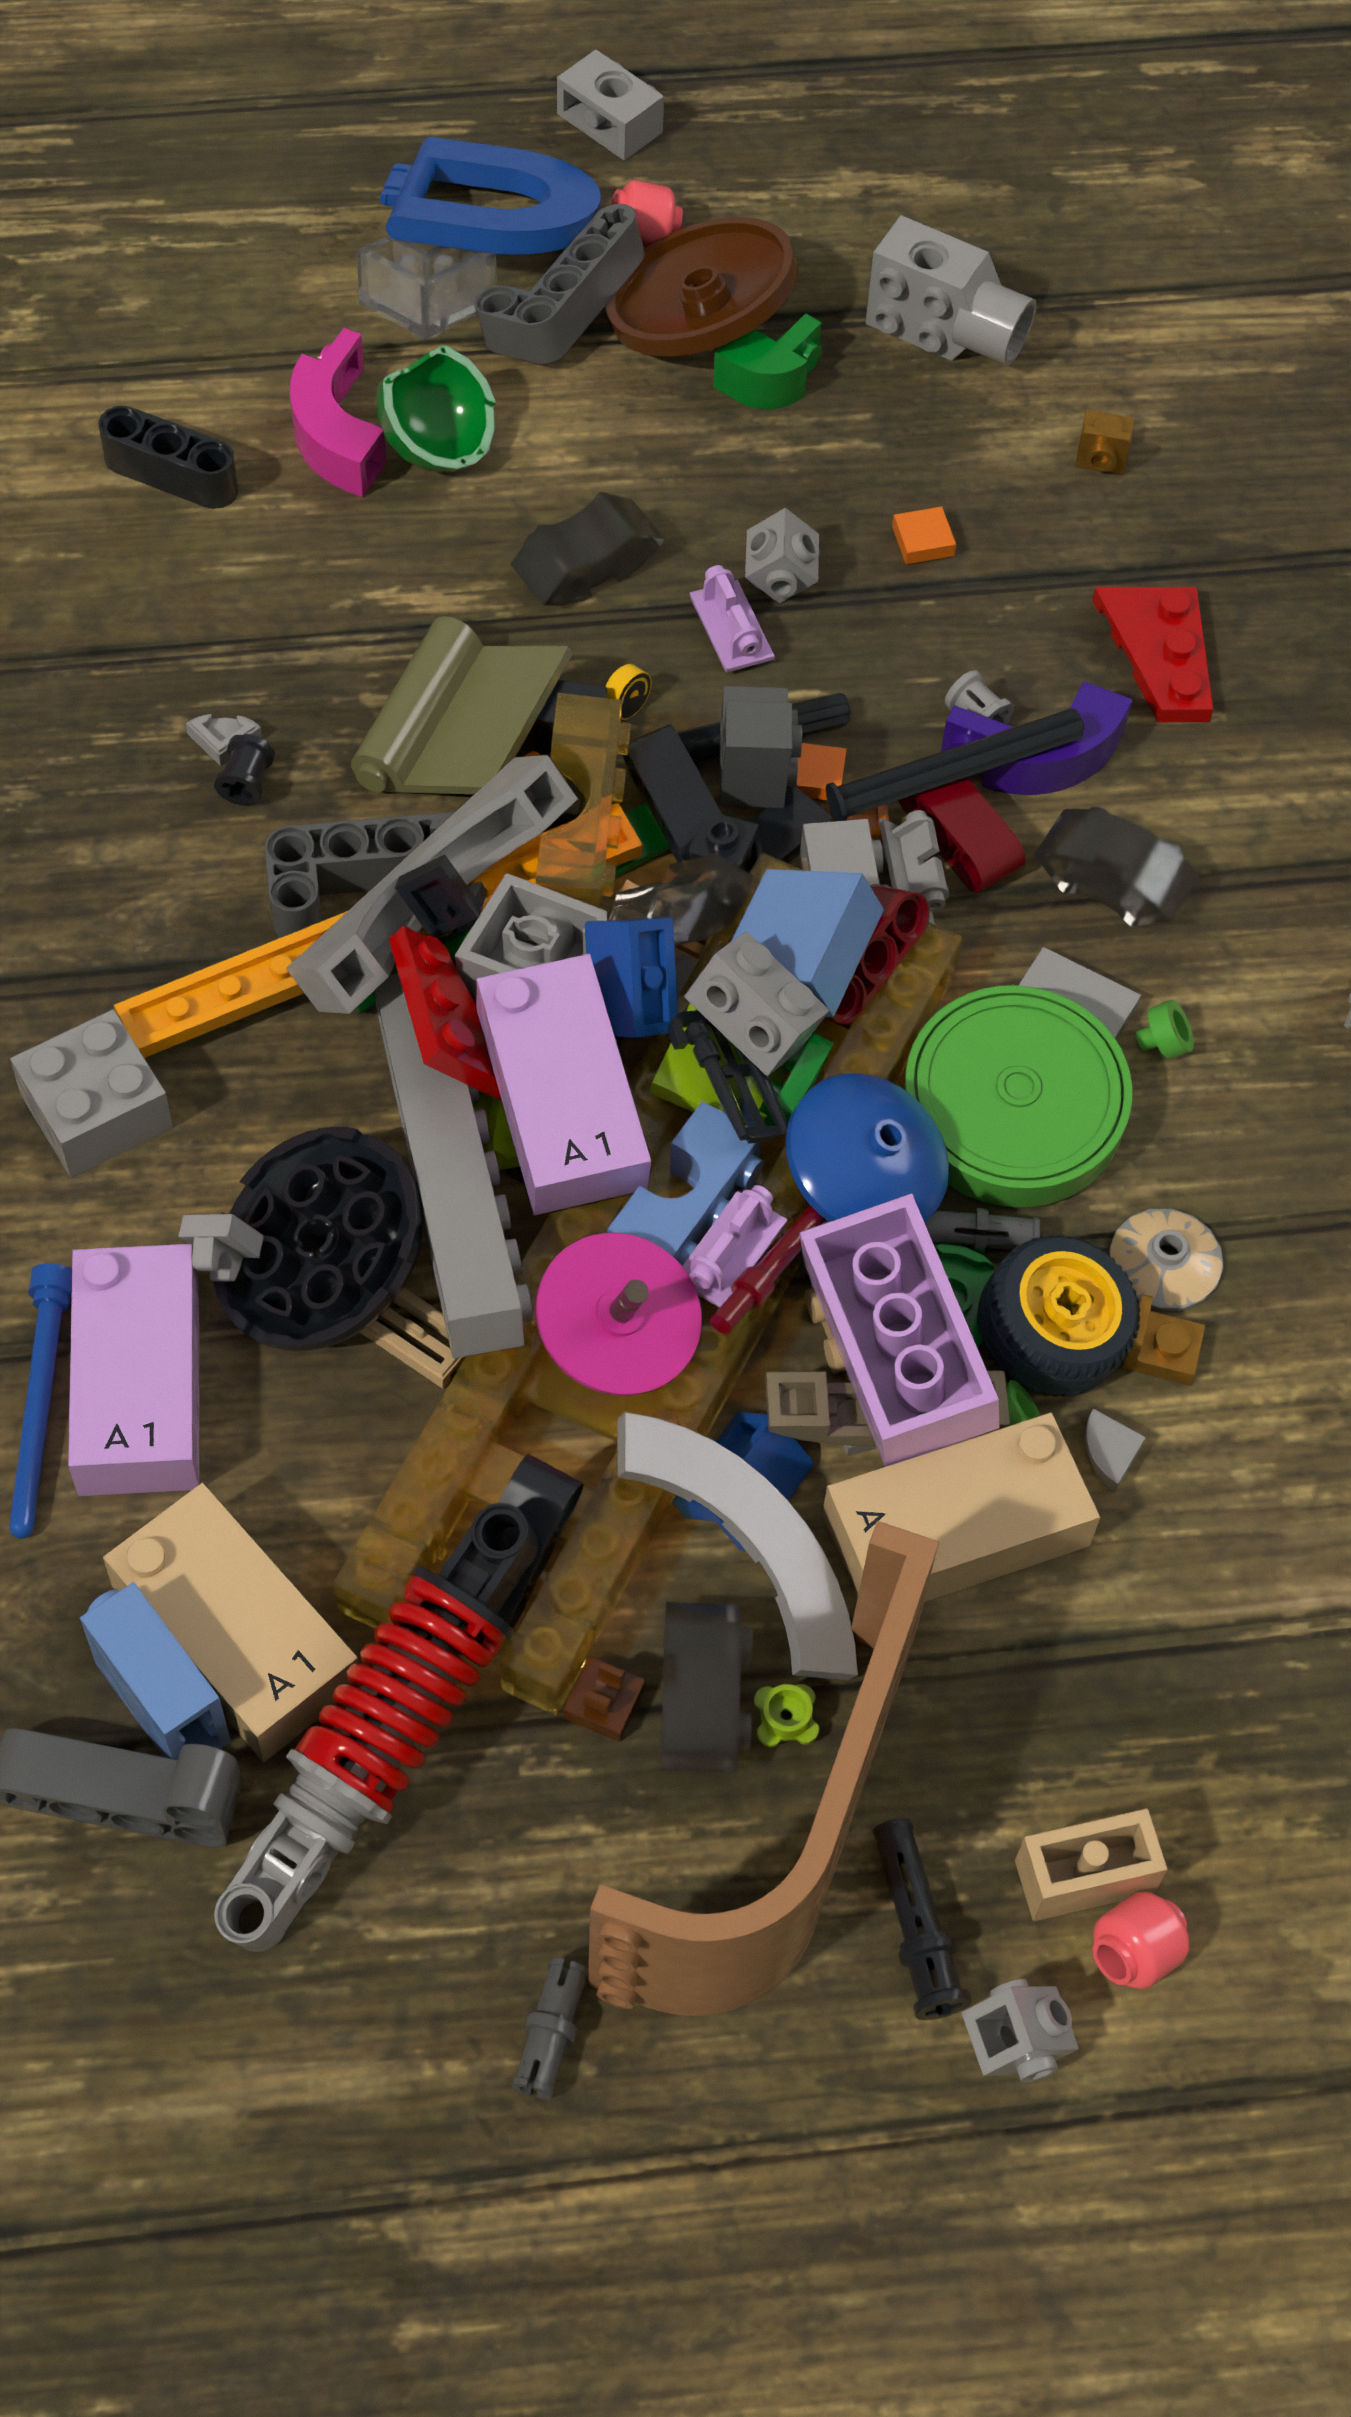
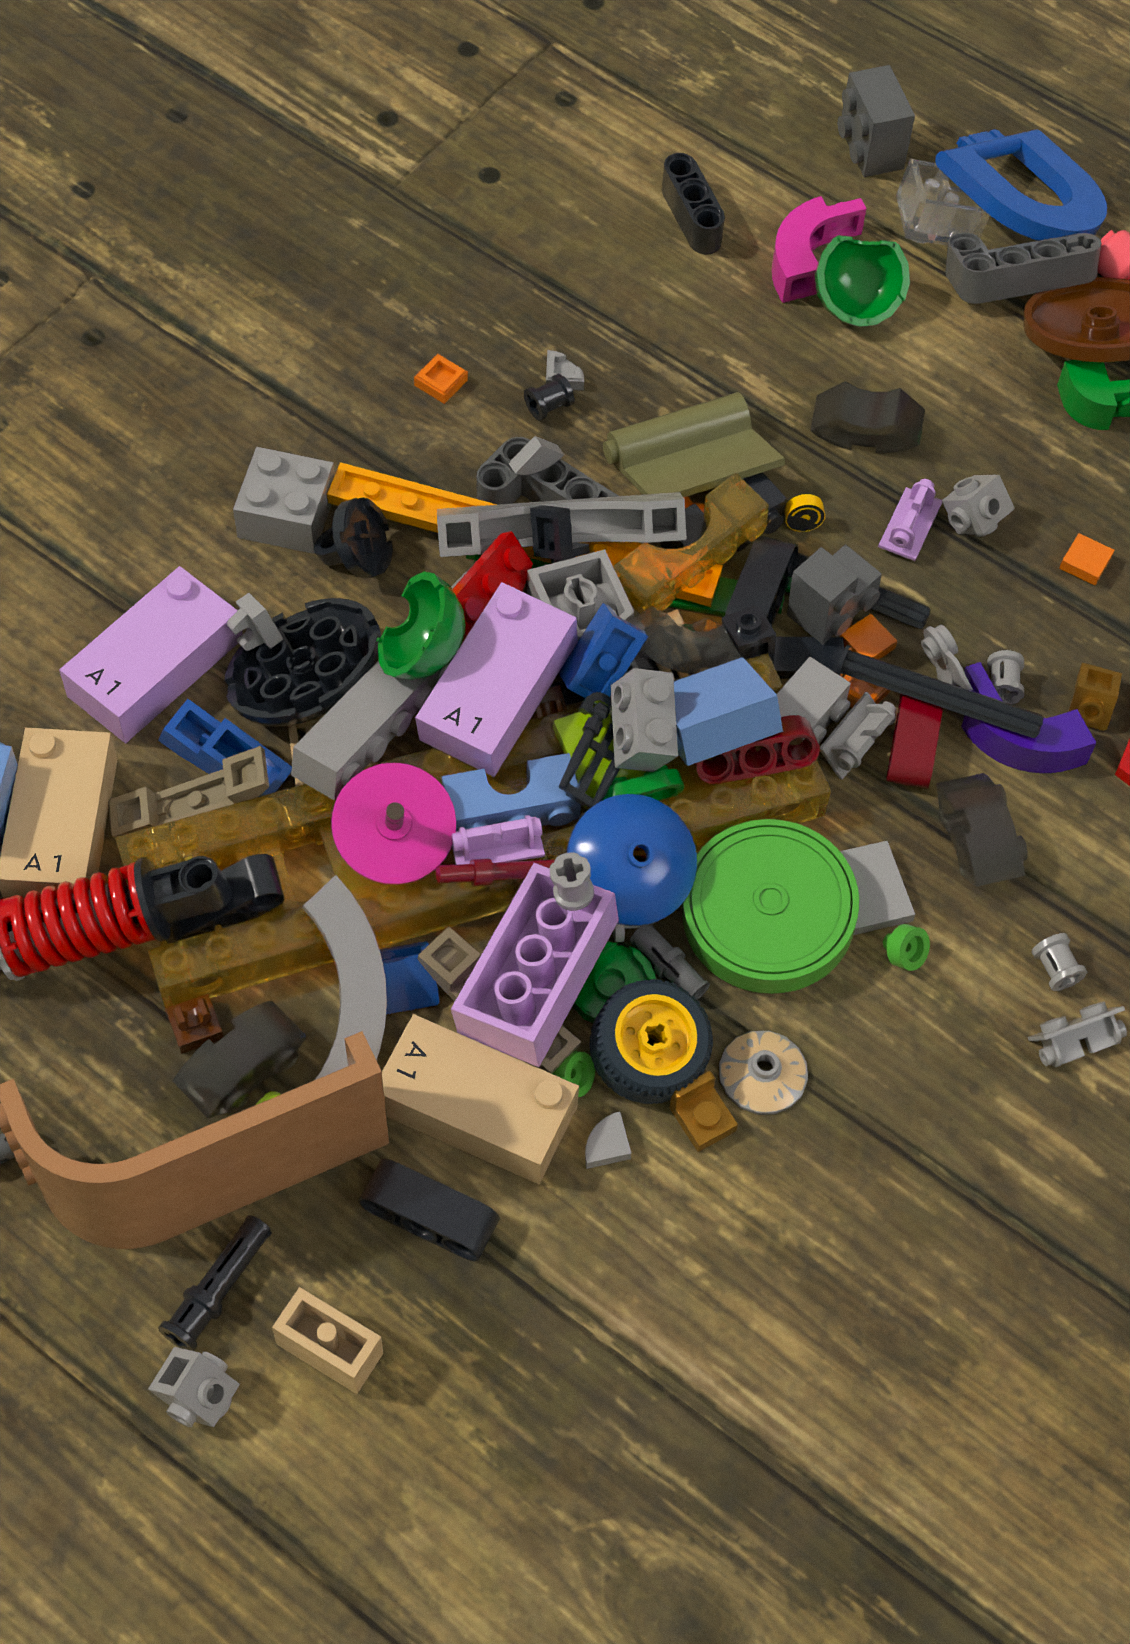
camera: 45 degrees right, 0 degrees up
(51, 1295) = (68, 651): blue piece -> none
(102, 839) = (441, 378): none -> orange tile
(221, 1073) = (357, 539): none -> black tile
(272, 235) = (876, 121): none -> dark grey brick
(322, 837) = (536, 456): none -> light grey tile
(324, 1404) = (207, 741): none -> blue slope
(356, 1477) = (241, 779): none -> dark tan slope
(452, 1093) = (429, 633): none -> green cylinder
(869, 1213) = (572, 881): none -> light grey bush
(908, 723) = (940, 649): none -> light grey plate
(1031, 1660) = (429, 1209): none -> black beam
(1073, 655) = (1096, 695): none -> pearl gold bracket
(1140, 1940) = (314, 1407): coral head -> none
(1305, 931) = (1059, 962): none -> light grey bush

